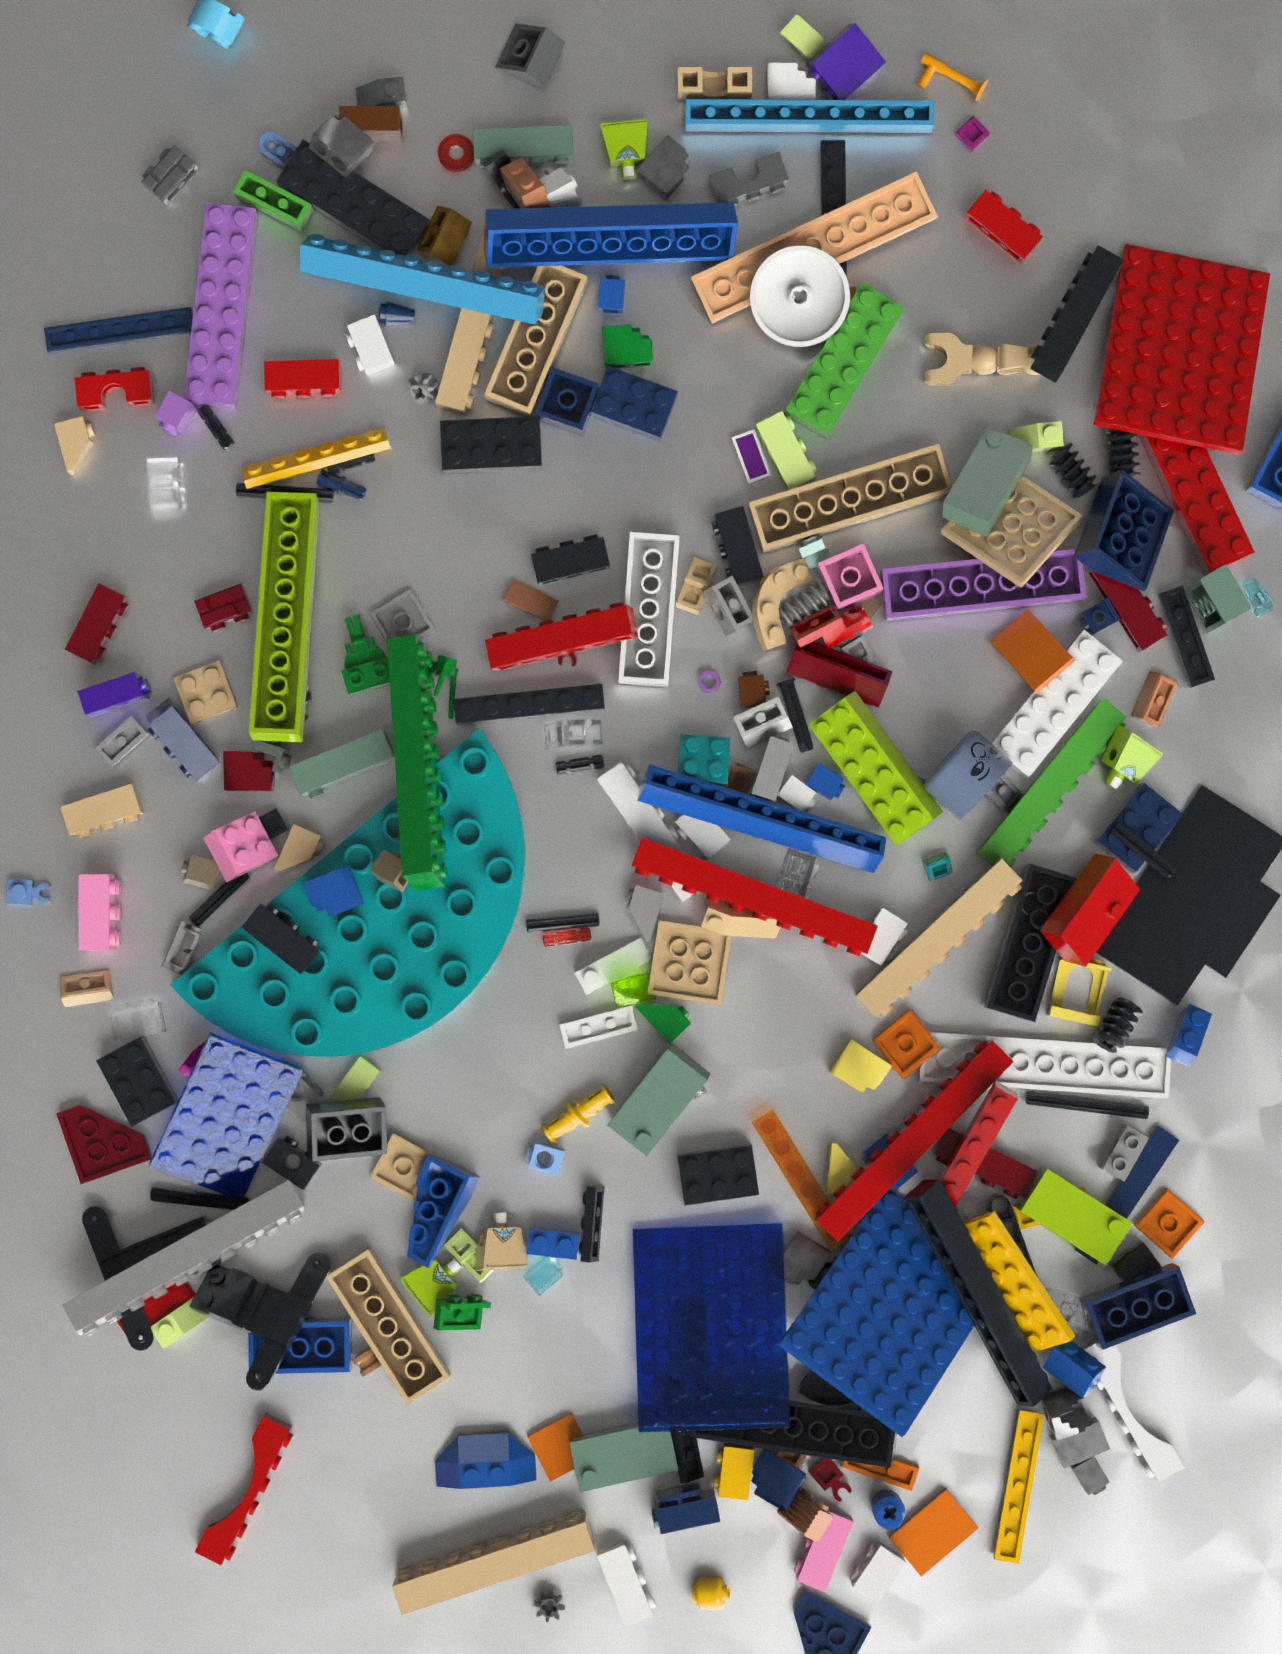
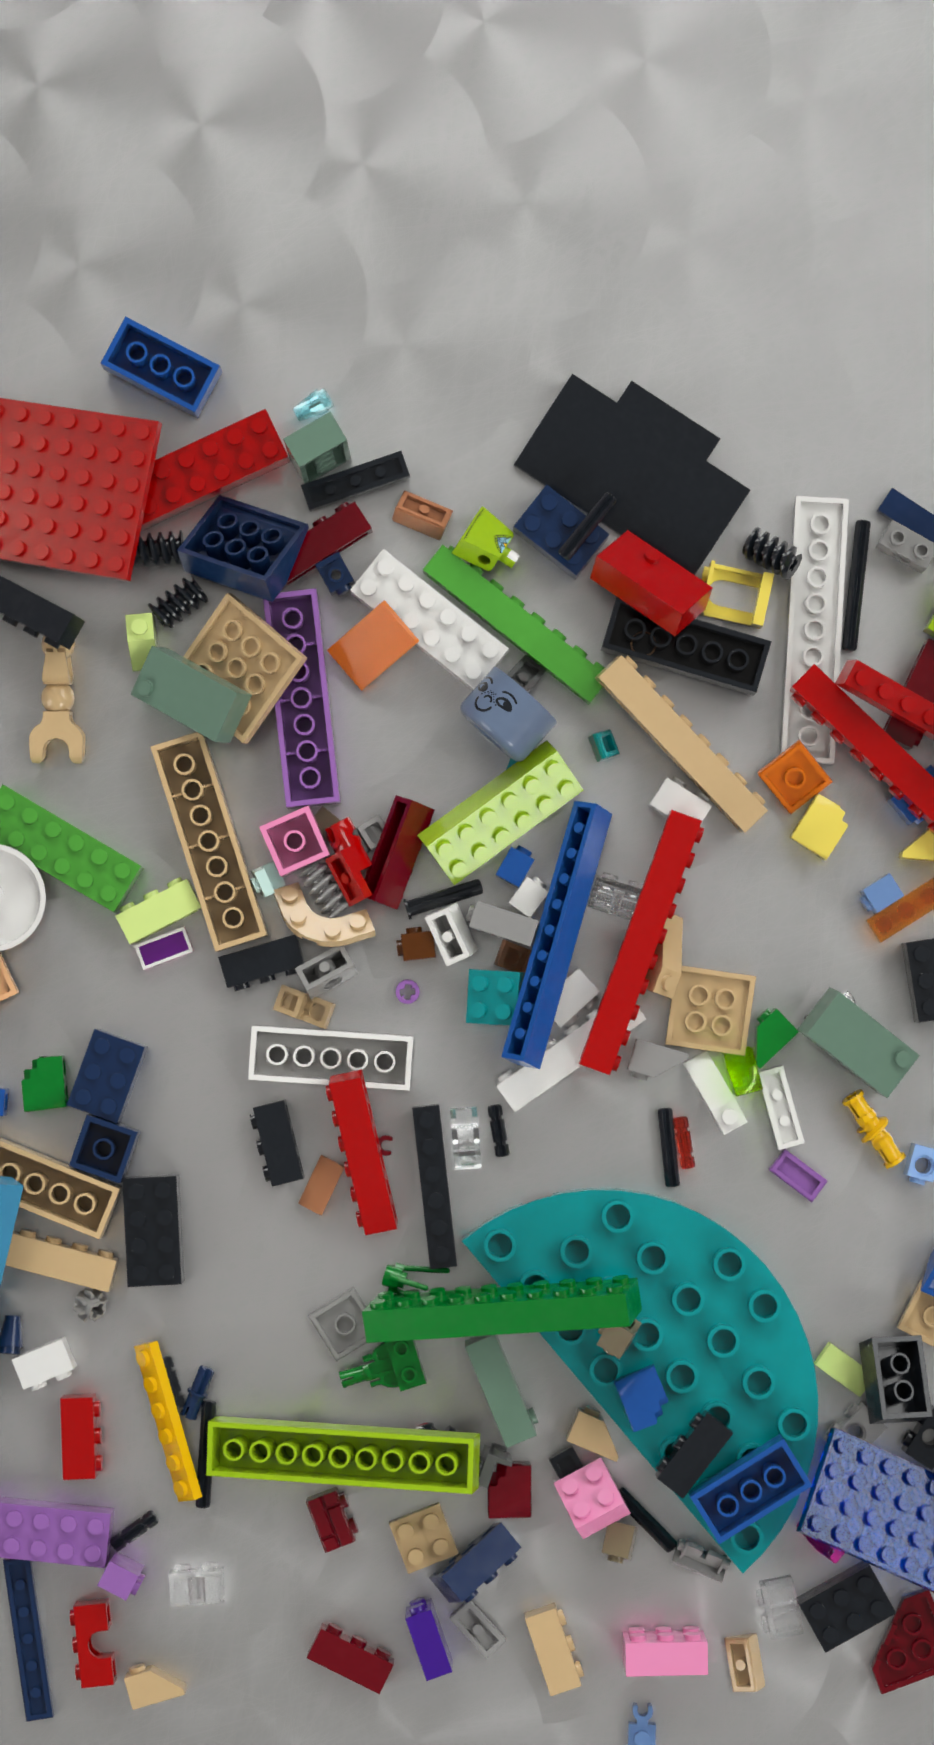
camera: 90 degrees left, 0 degrees up
(249, 989) = (749, 1488): none -> blue brick
(535, 1043) = (798, 1175): none -> medium lavender tile
(797, 1123) = (880, 894): none -> medium blue brick
(1188, 1034) = (781, 478): blue brick -> none

